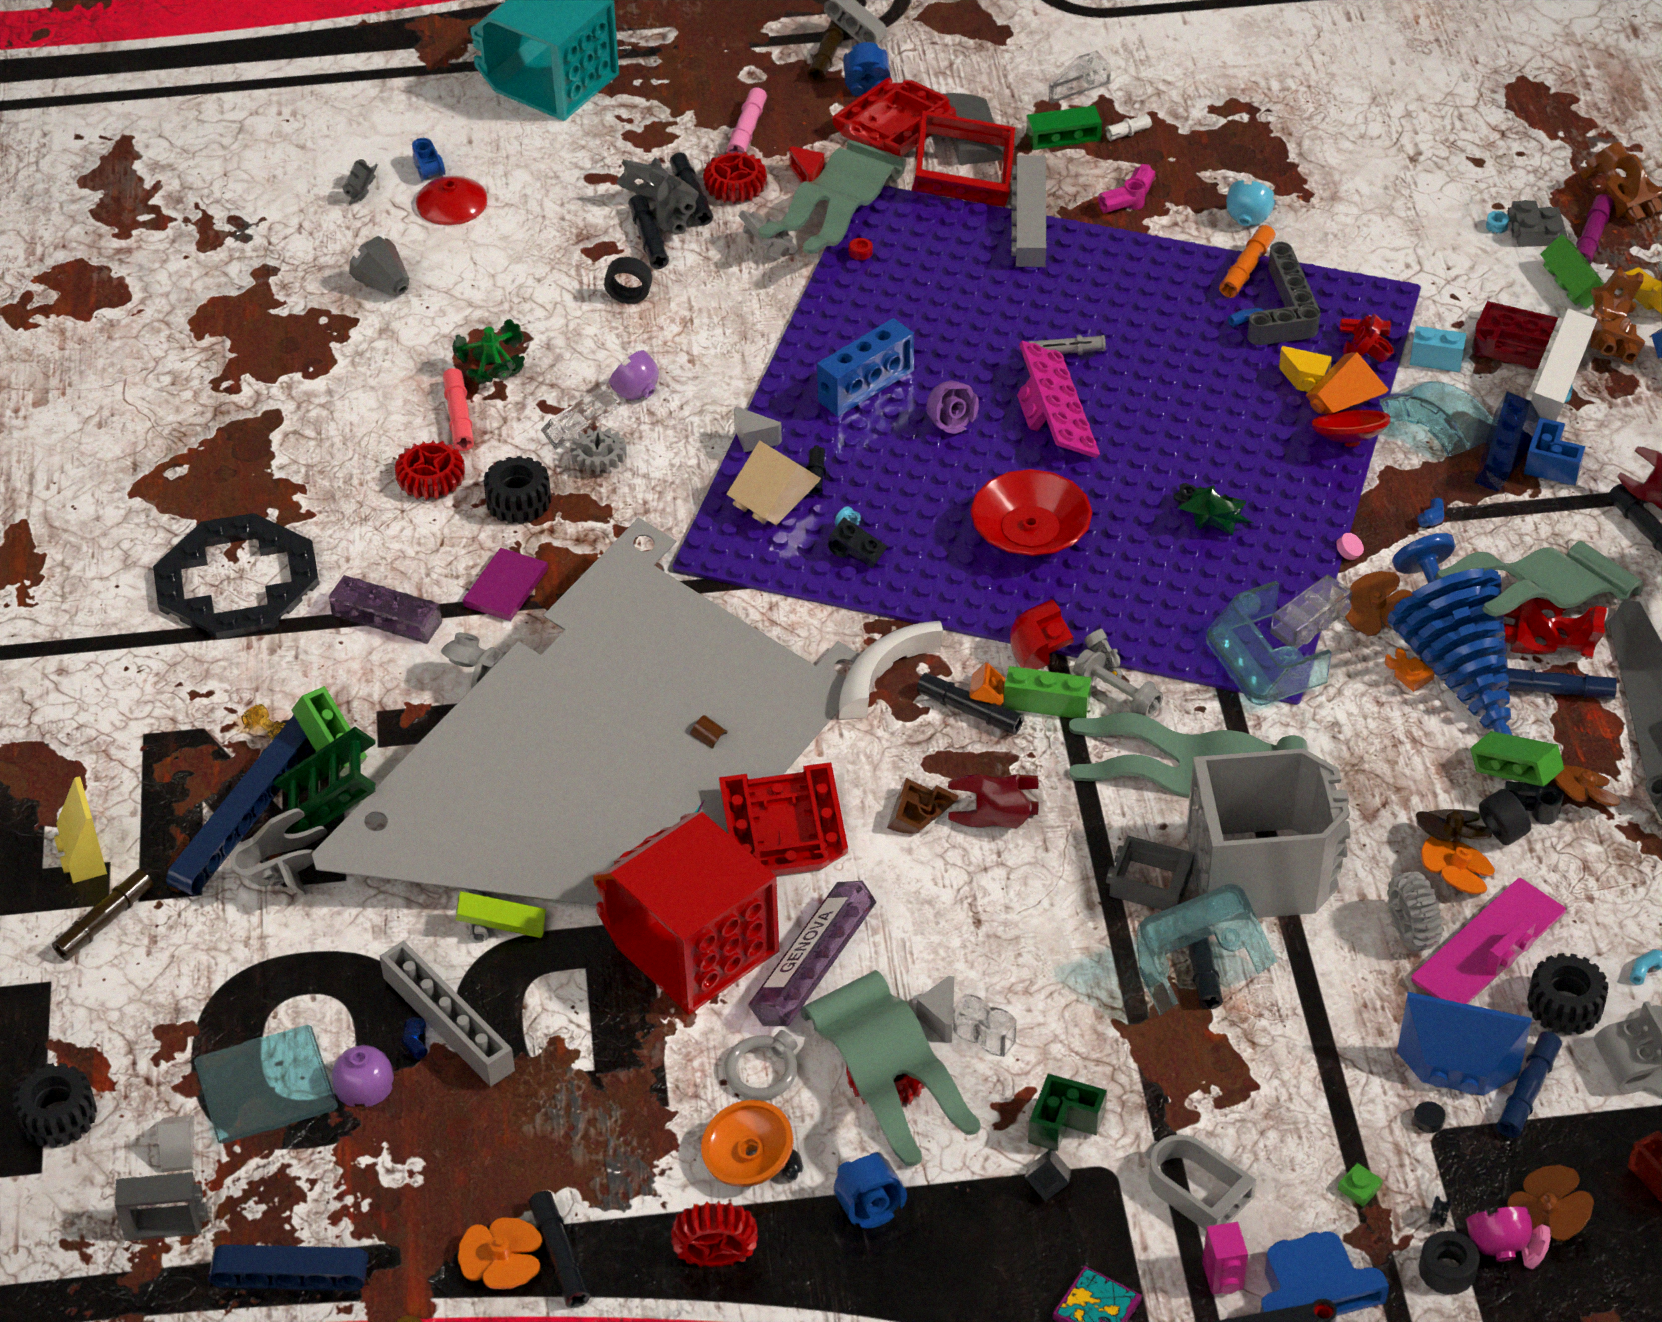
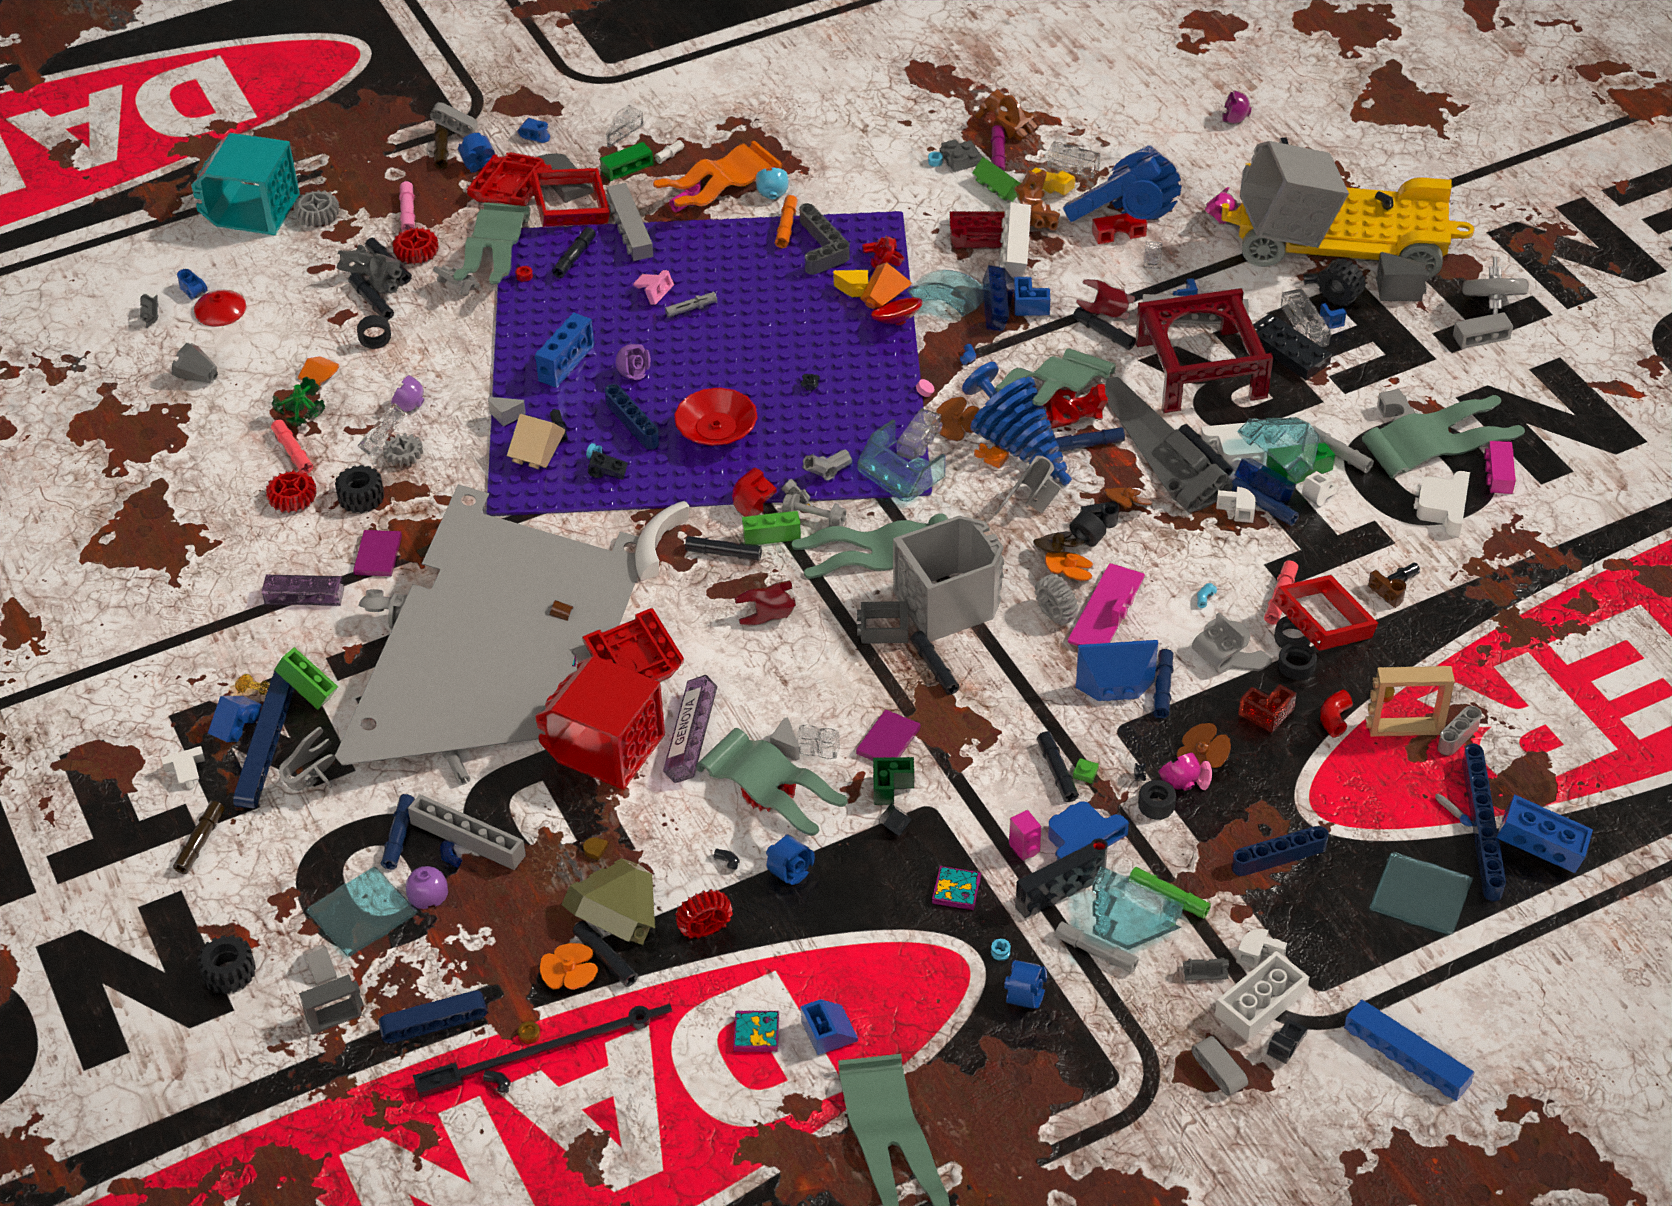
camera: 20 degrees left, 0 degrees up
(78, 837) = (162, 789): light yellow slope -> none
(127, 809) = (184, 765): none -> white piece
(191, 553) = (170, 625): black plate -> none
(213, 757) = (231, 715): none -> blue brick
(341, 793) = (334, 714): dark green fence -> none
(356, 989) = (397, 833): none -> dark blue piece
(500, 914) = (473, 761): lime tile -> none
(537, 314) = (318, 369): none -> orange slope
(602, 1176) = (615, 900): none -> olive panel
(613, 1088) = (595, 848): none -> pearl gold tile
(629, 97) = (316, 208): none -> light grey gear
(736, 1133) = (698, 844): orange dish -> none
(782, 1046) = (694, 791): light grey piece -> none
(806, 163) = (461, 225): red slope -> none
(918, 806) = (717, 621): reddish brown slope -> none
(919, 483) = (631, 416): none -> dark blue beam
(938, 235) = (573, 253): none -> black piece
(958, 58) = (534, 130): none -> blue piece
(987, 685) = (730, 533): orange slope -> none
(1028, 308) = (655, 285): none -> bright pink piece
(1053, 398) = (695, 340): dark pink bracket -> none
(1090, 1047) = (888, 736): none -> magenta tile
(1158, 624) = (827, 467): none -> light grey piece
(1193, 1149) = (991, 782): light grey window -> none
(1202, 173) = (735, 169): none -> orange flag
(1214, 510) = (832, 385): dark green hair -> none
(1218, 913) = (941, 632): clear light blue windscreen -> none
(1241, 316) = (797, 258): blue arm -> none
(1319, 1166) = (1057, 766): none -> black piece
(1429, 1117) = (1111, 719): black tile -> none
(1437, 349) = (930, 249): medium azure slope -> none
(1458, 716) = (1035, 477): none -> light grey piece
(1517, 758) = (1083, 491): bright green brick -> none
(1571, 976) = (1166, 622): black tyre -> none

